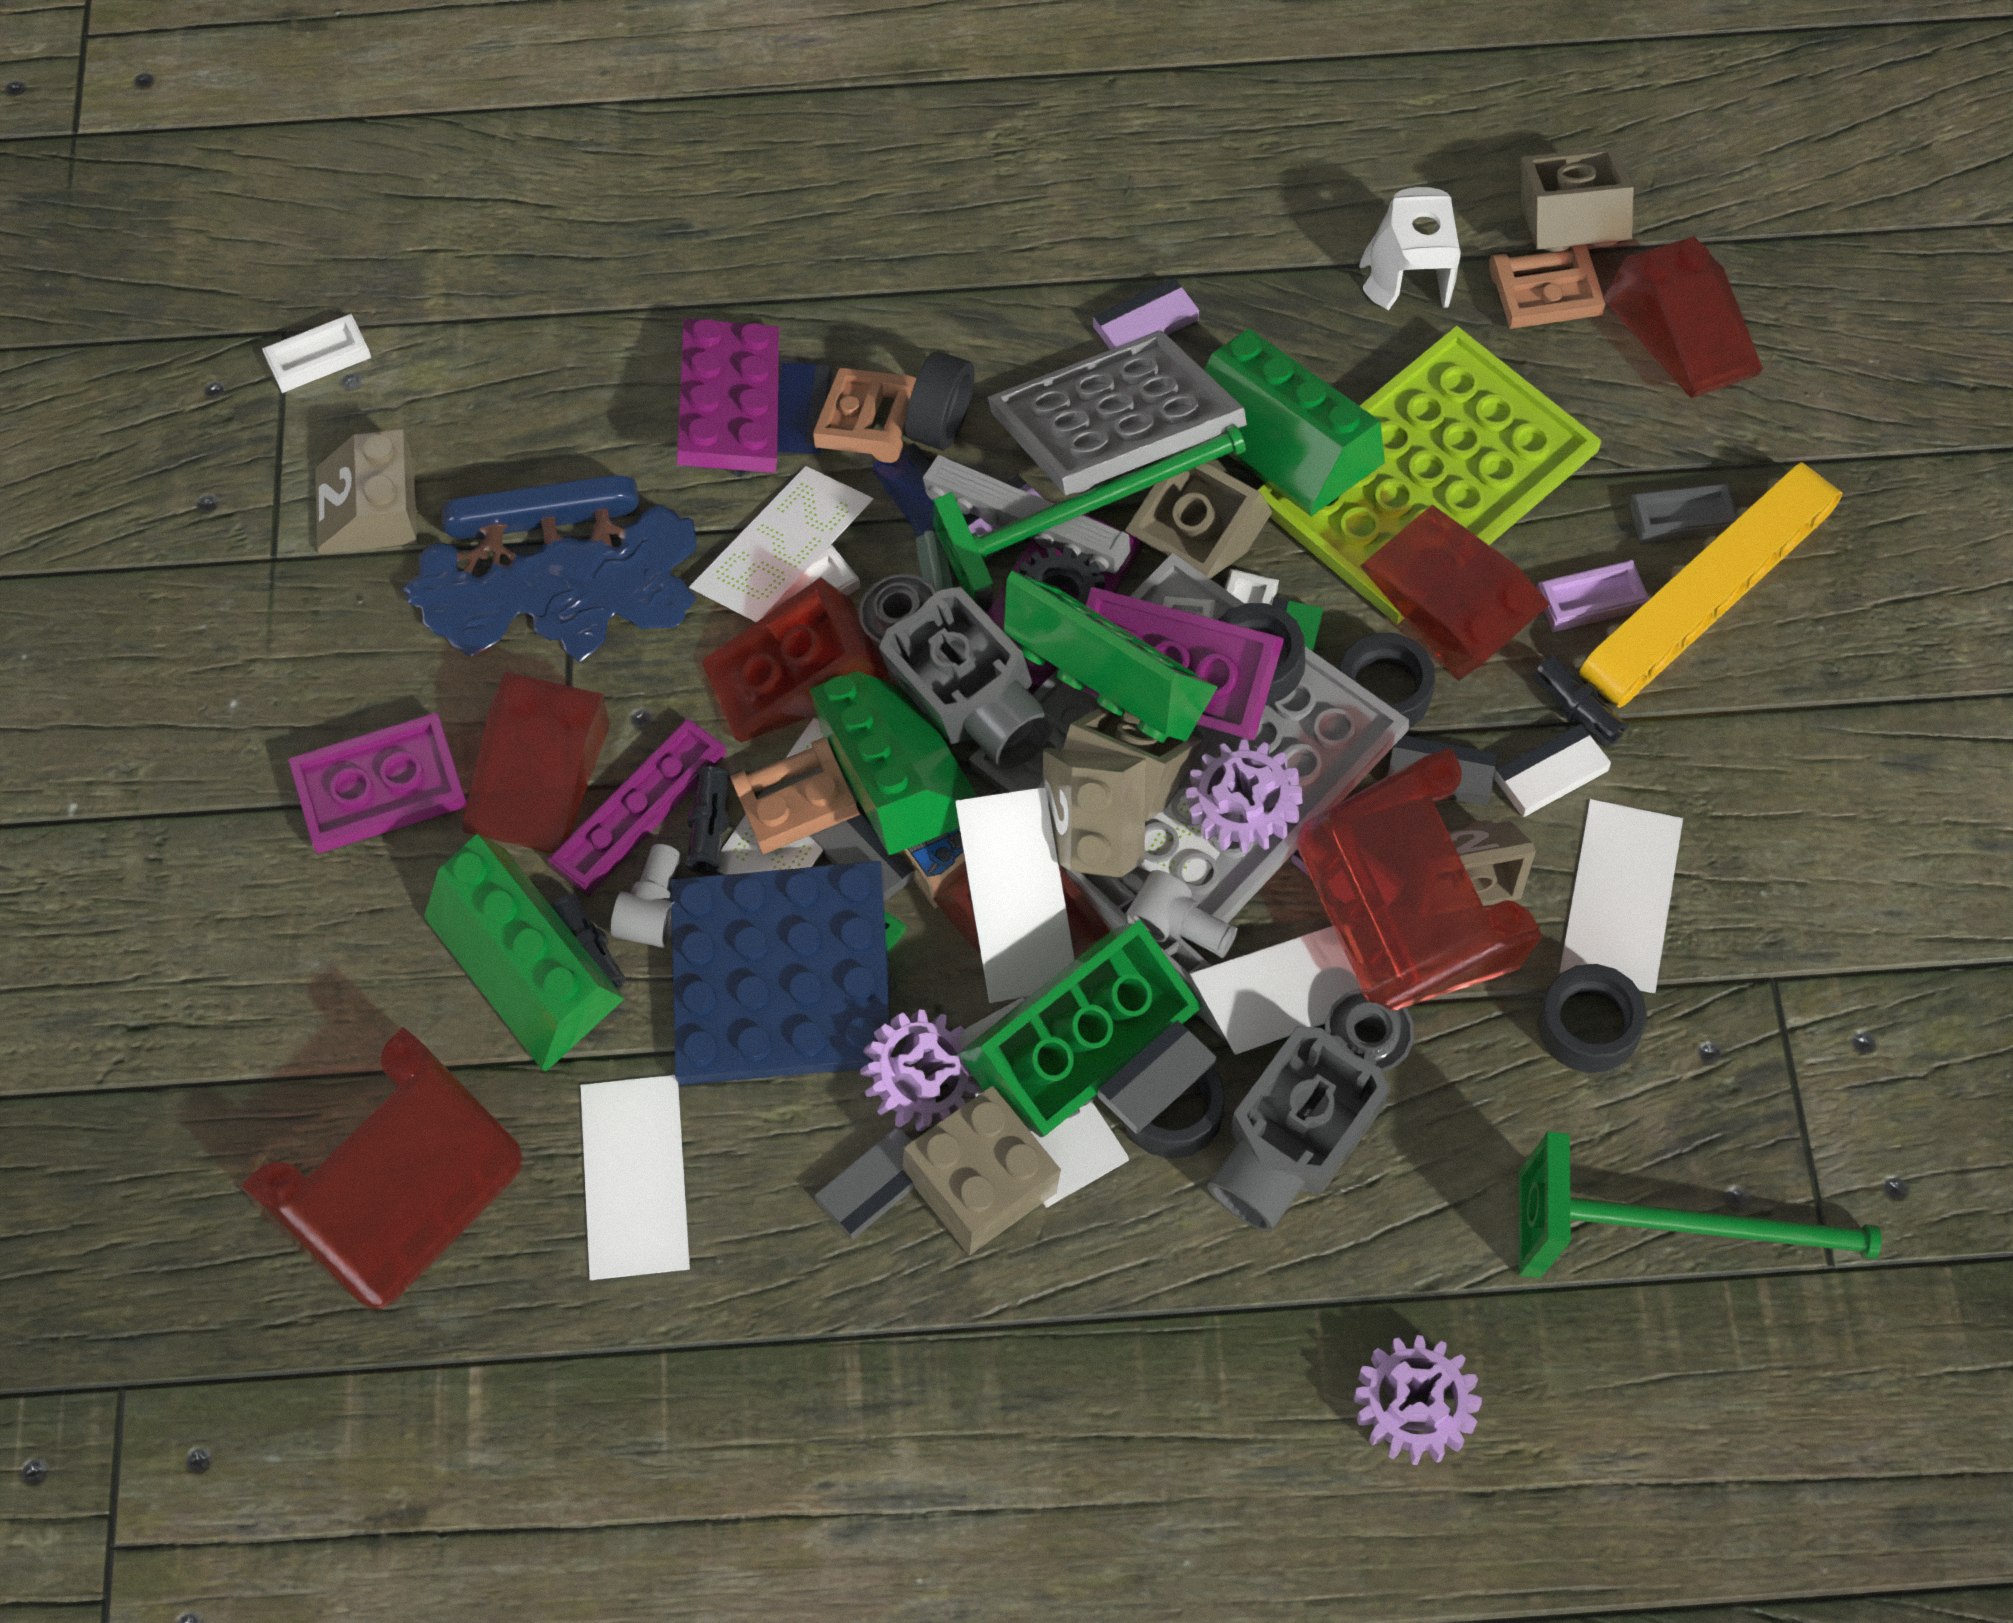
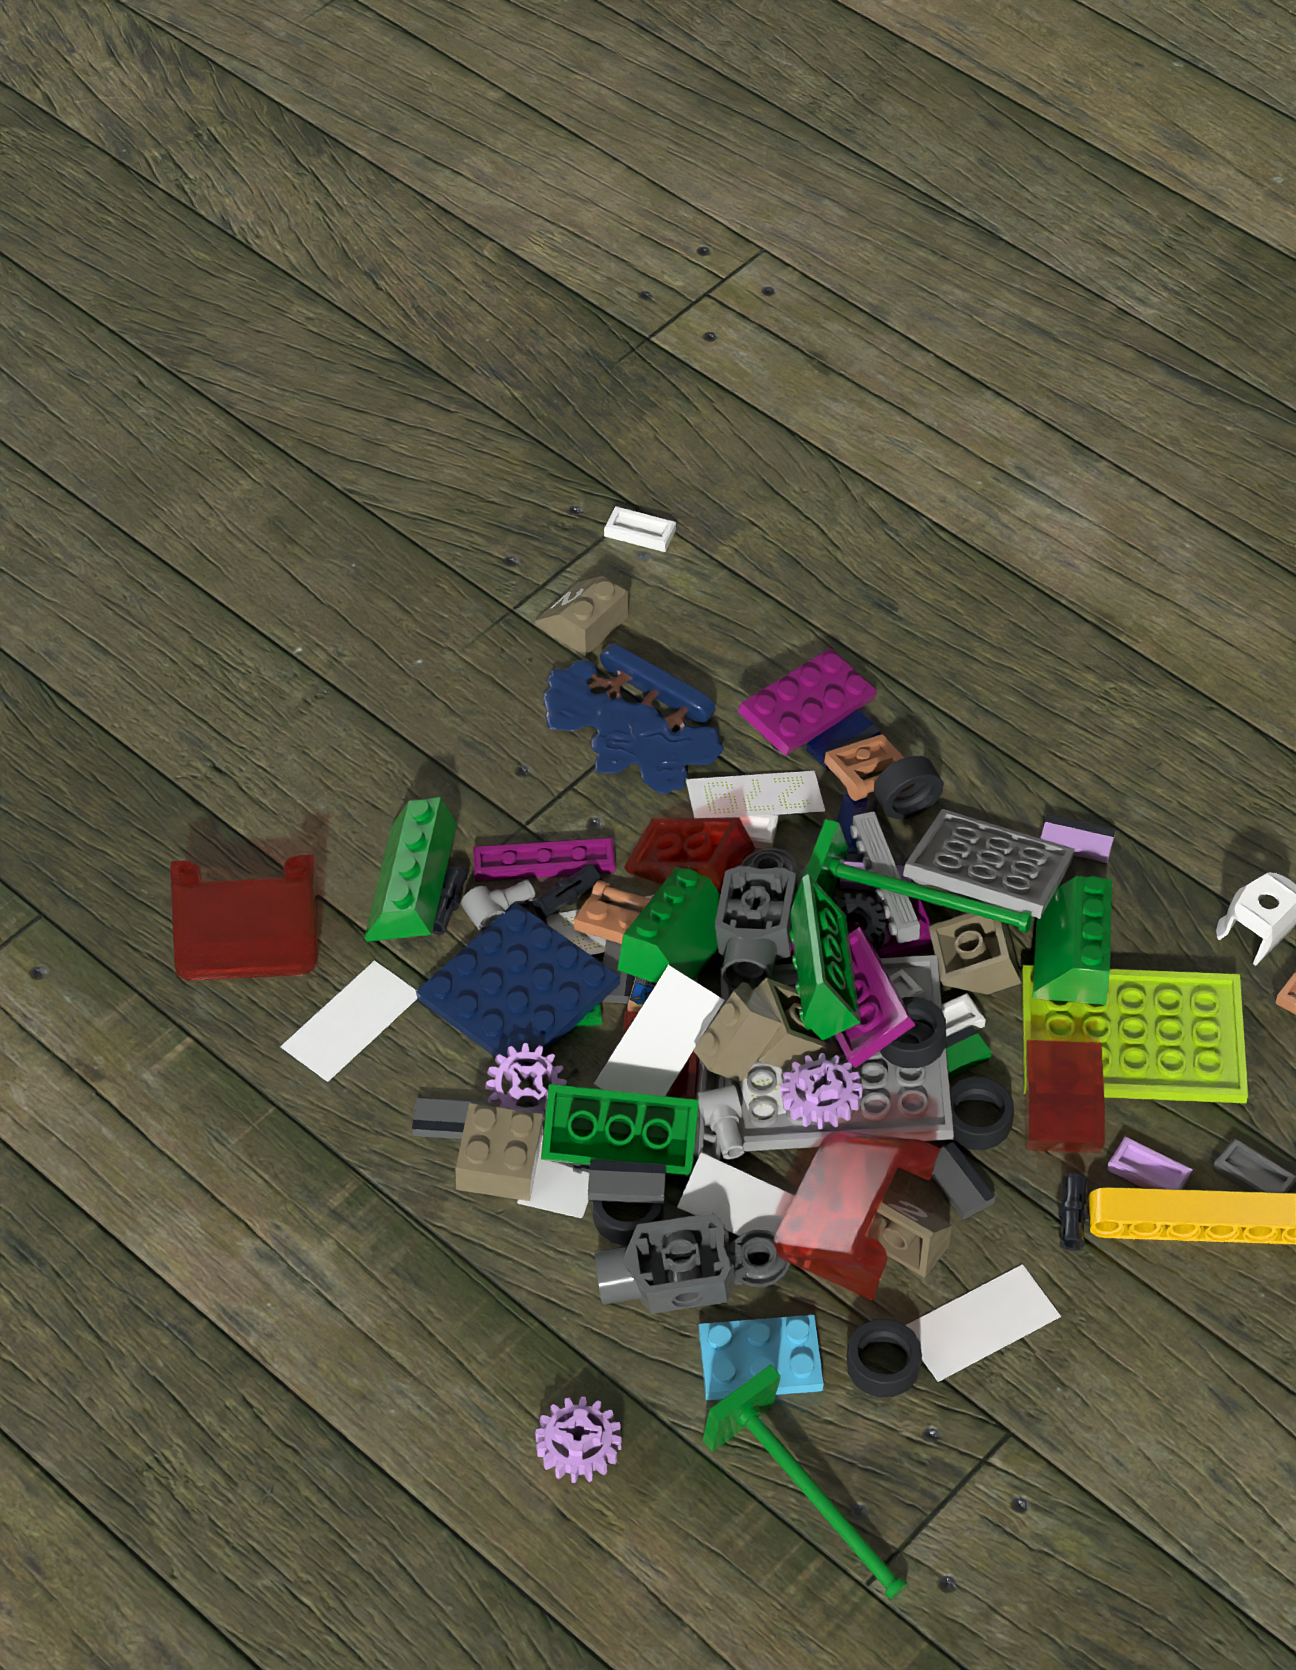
camera: 45 degrees right, 10 degrees down
(377, 783) = (438, 747): magenta plate -> none
(535, 762) = (518, 797): clear red slope -> none
(1474, 1134) = (741, 1349): none -> medium azure plate
(1552, 770) = (1016, 1231): white tile -> none

